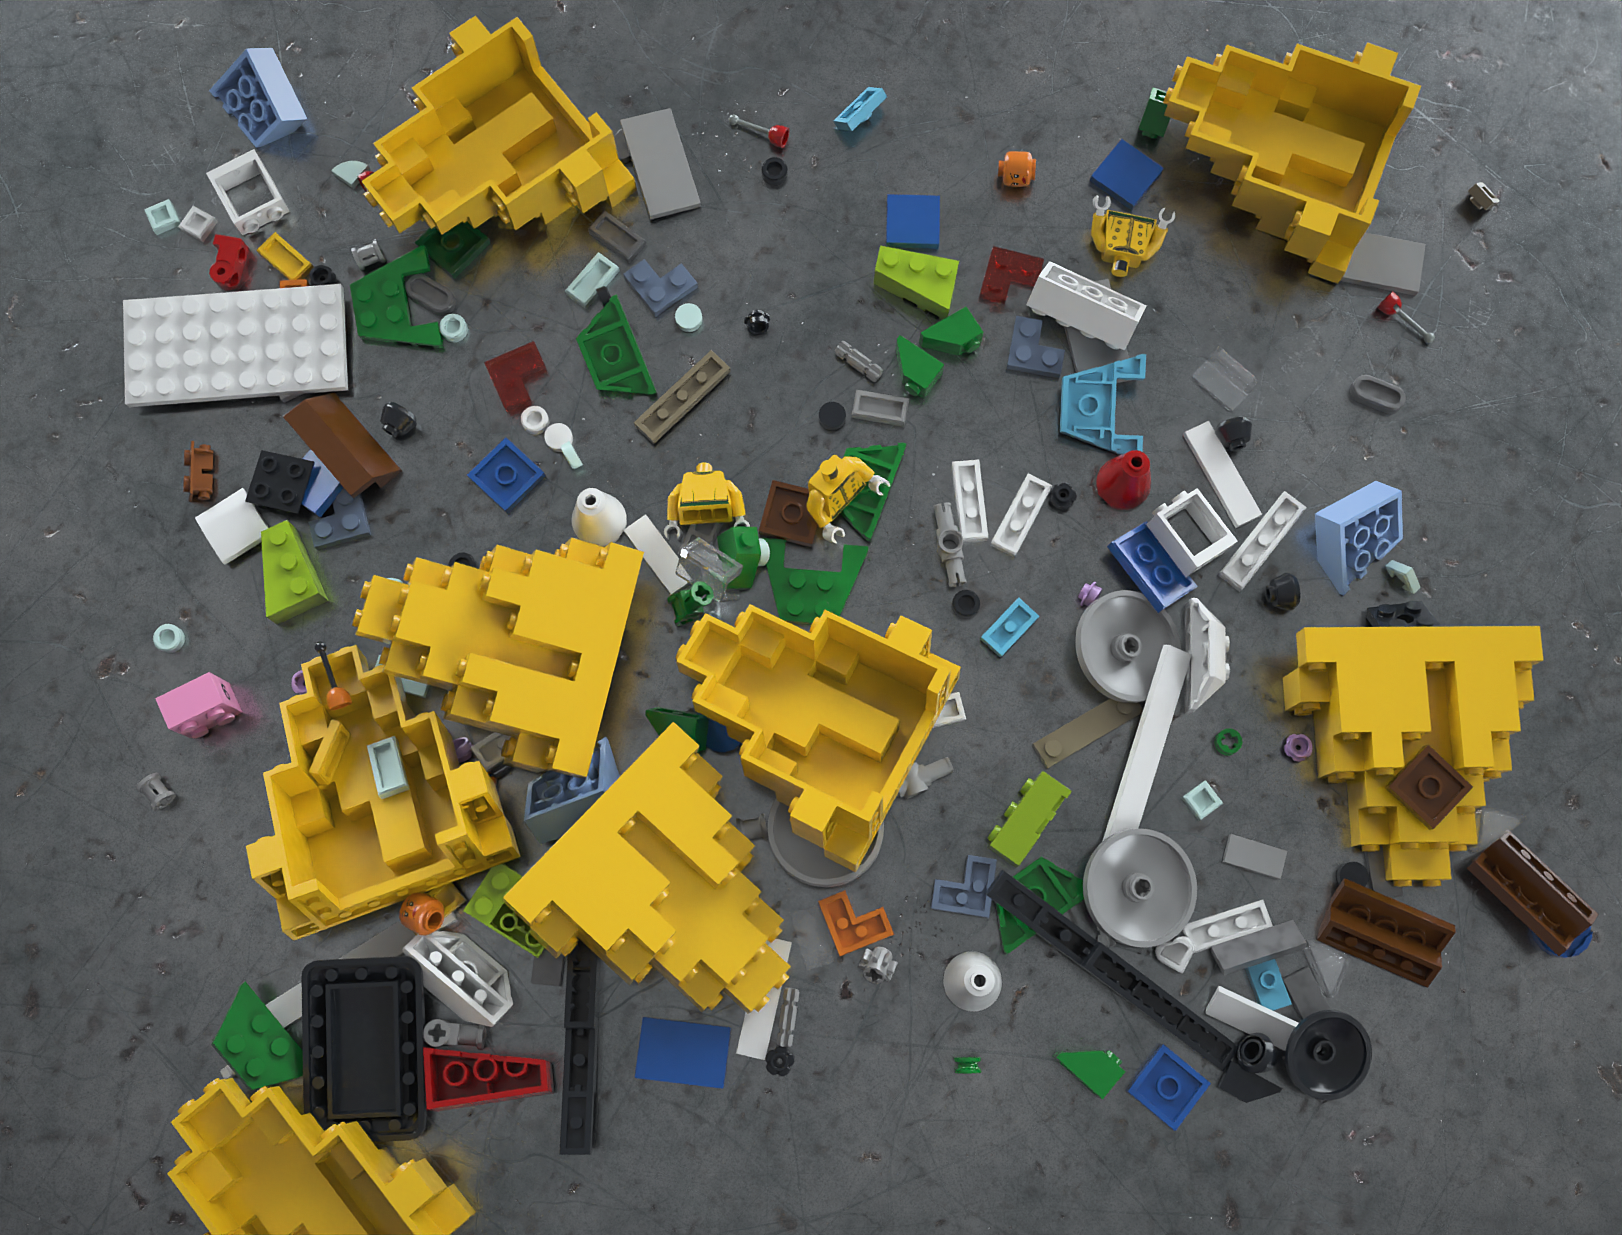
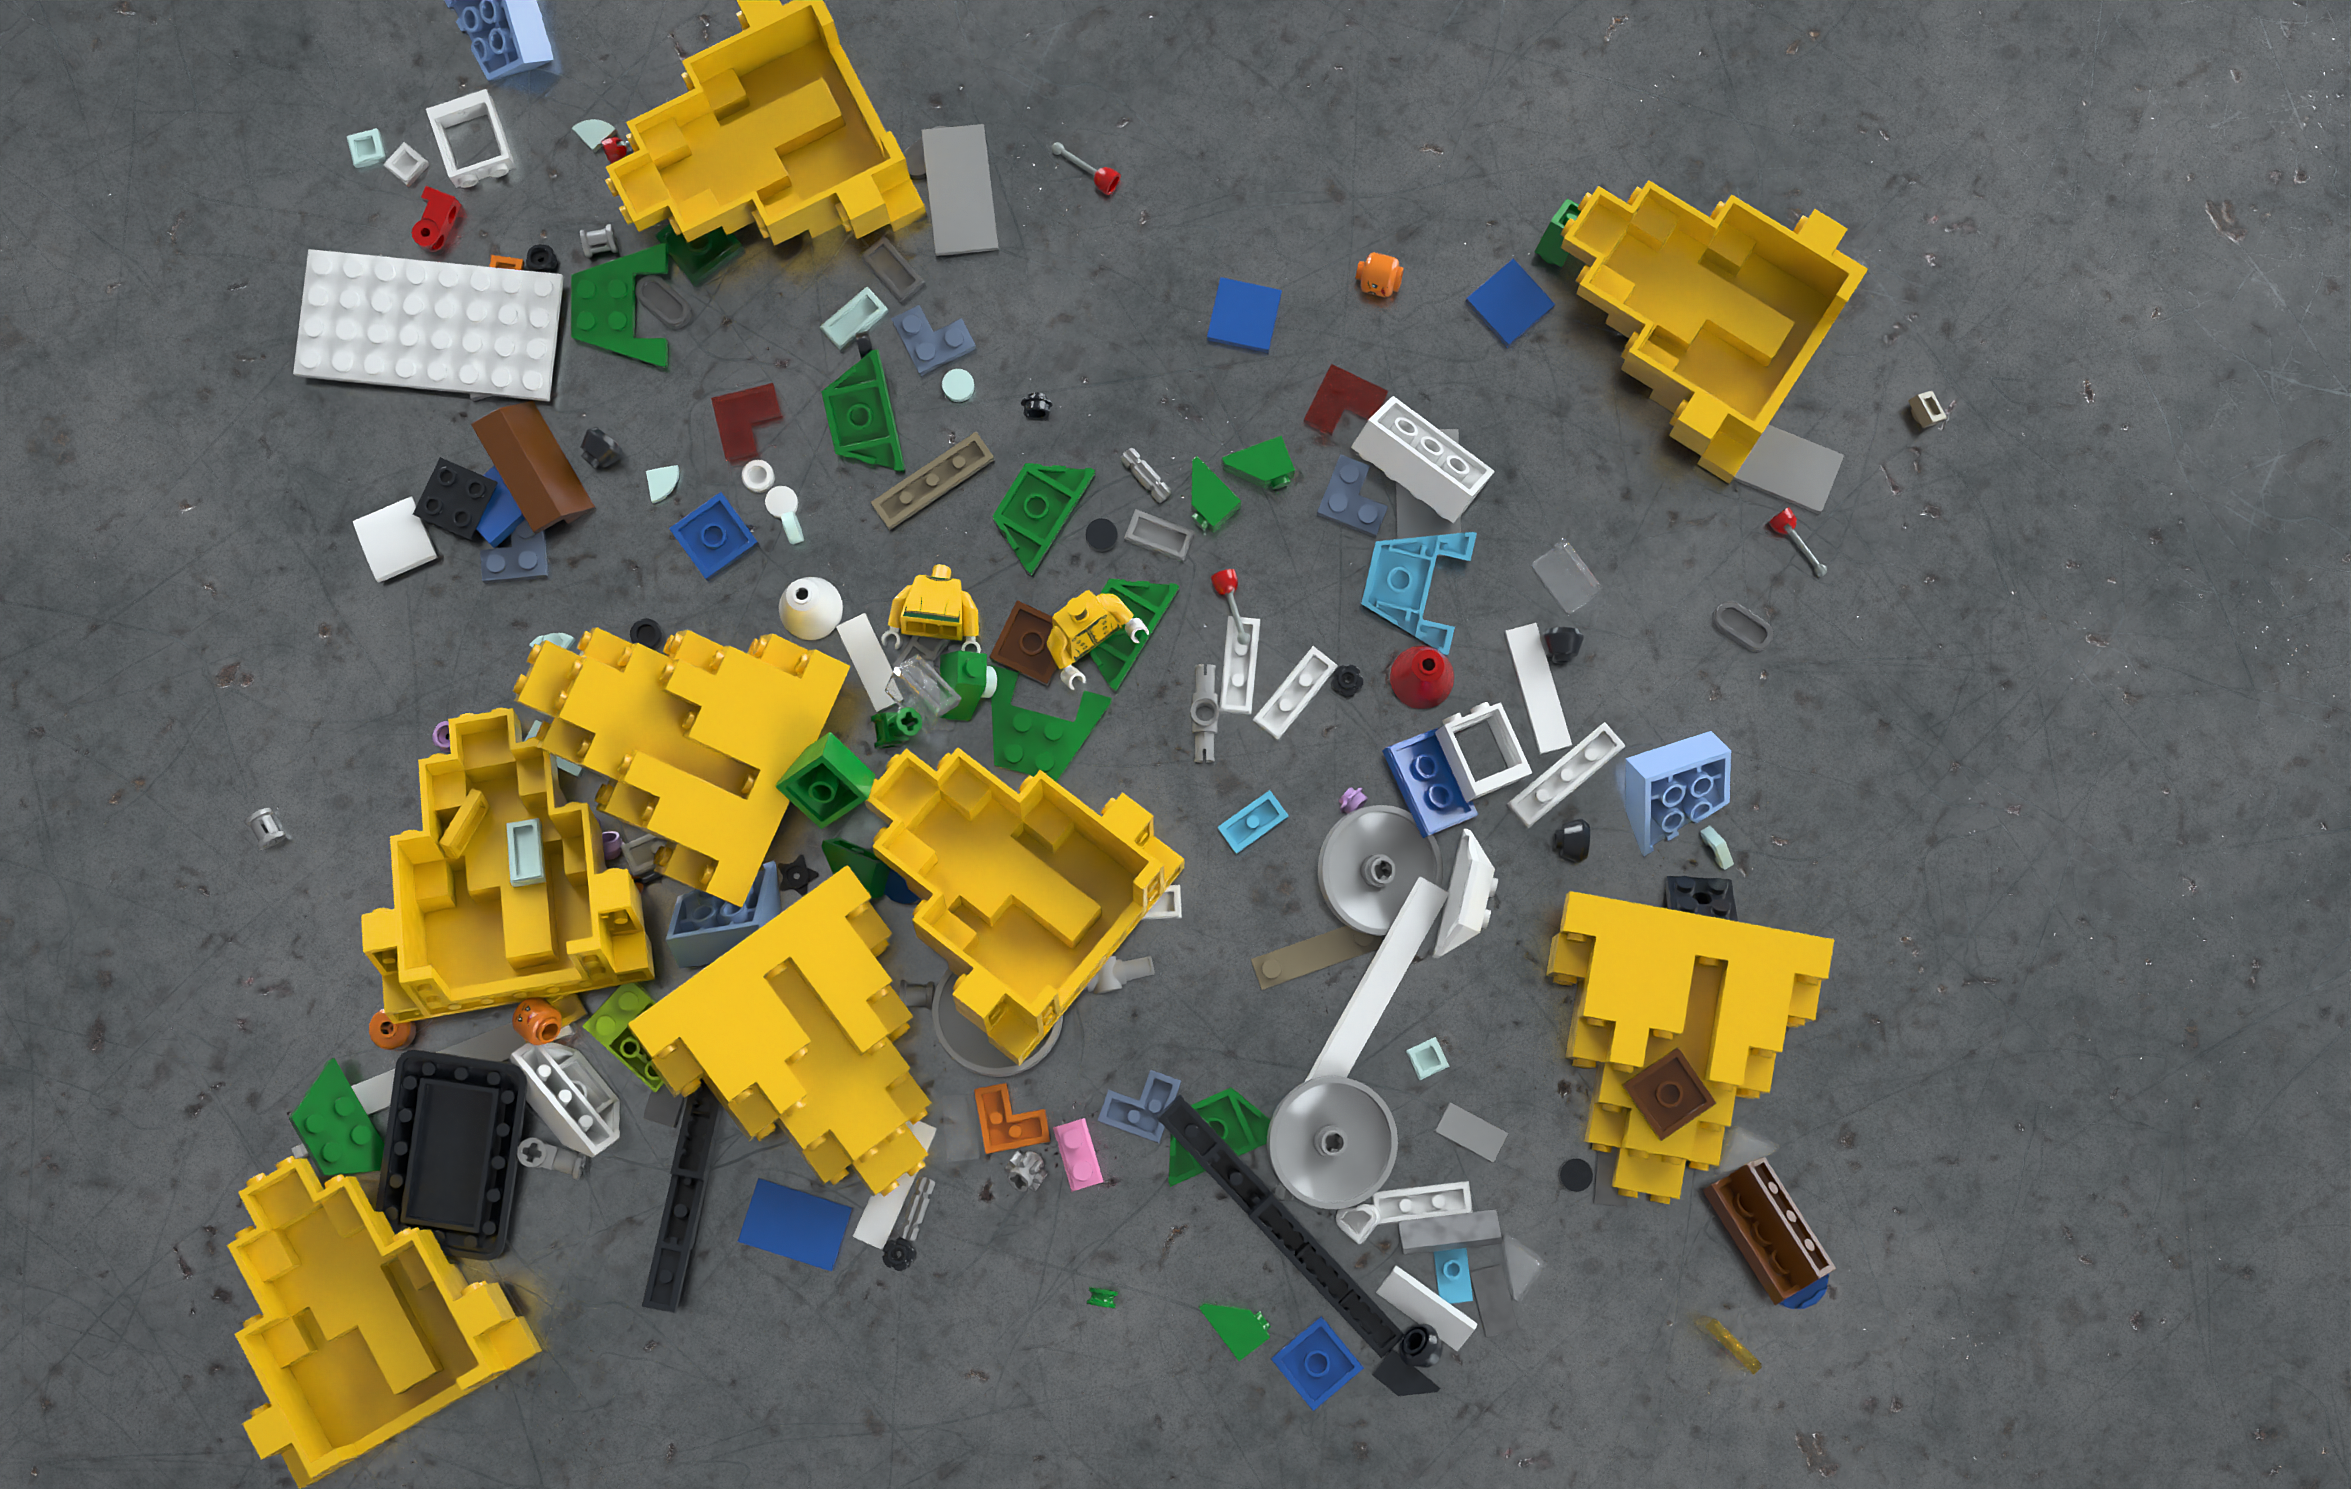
camera: 10 degrees right, 5 degrees up
(169, 638) = (303, 656): light aqua tile -> none
(198, 460) = (360, 479): dark orange hinge -> none
(199, 706) = (327, 743): bright pink brick -> none
(285, 258) = (501, 226): yellow tile -> none
(288, 573) = (448, 608): lime wedge -> none
(294, 952) = (382, 1035): none -> orange head
(337, 696) = (482, 763): hinge -> none
(453, 328) = (683, 347): light aqua tile -> none
(454, 439) = (662, 482): none -> light aqua tile
(474, 1079) = (570, 1210): red wedge -> none
(621, 742) = (788, 871): none -> black plate
(641, 653) = (826, 781): none -> green slope
(774, 171) = (1093, 222): black tile -> none
(775, 403) = (1038, 508): none -> green wing
(860, 109) = (1209, 164): medium azure plate -> none
(917, 277) = (1235, 389): lime wedge -> none
(921, 941) = (1078, 1154): none -> bright pink brick
(944, 435) = (1226, 583): none -> hinge
(960, 983) = (1145, 1208): white cone -> none
(965, 604) = (1209, 785): black tile -> none
(1027, 818) = (1223, 1042): lime wedge -> none
(1126, 237) = (1489, 383): yellow torso -> none
(1224, 749) = (1464, 1005): green bush -> none
(1305, 747) = (1557, 1016): lavender plate -> none
(1339, 1064) = (1501, 1380): black dish -> none
(1385, 932) = (1596, 1243): reddish brown slope -> none
(1526, 999) = (1728, 1344): none -> clear yellow tile

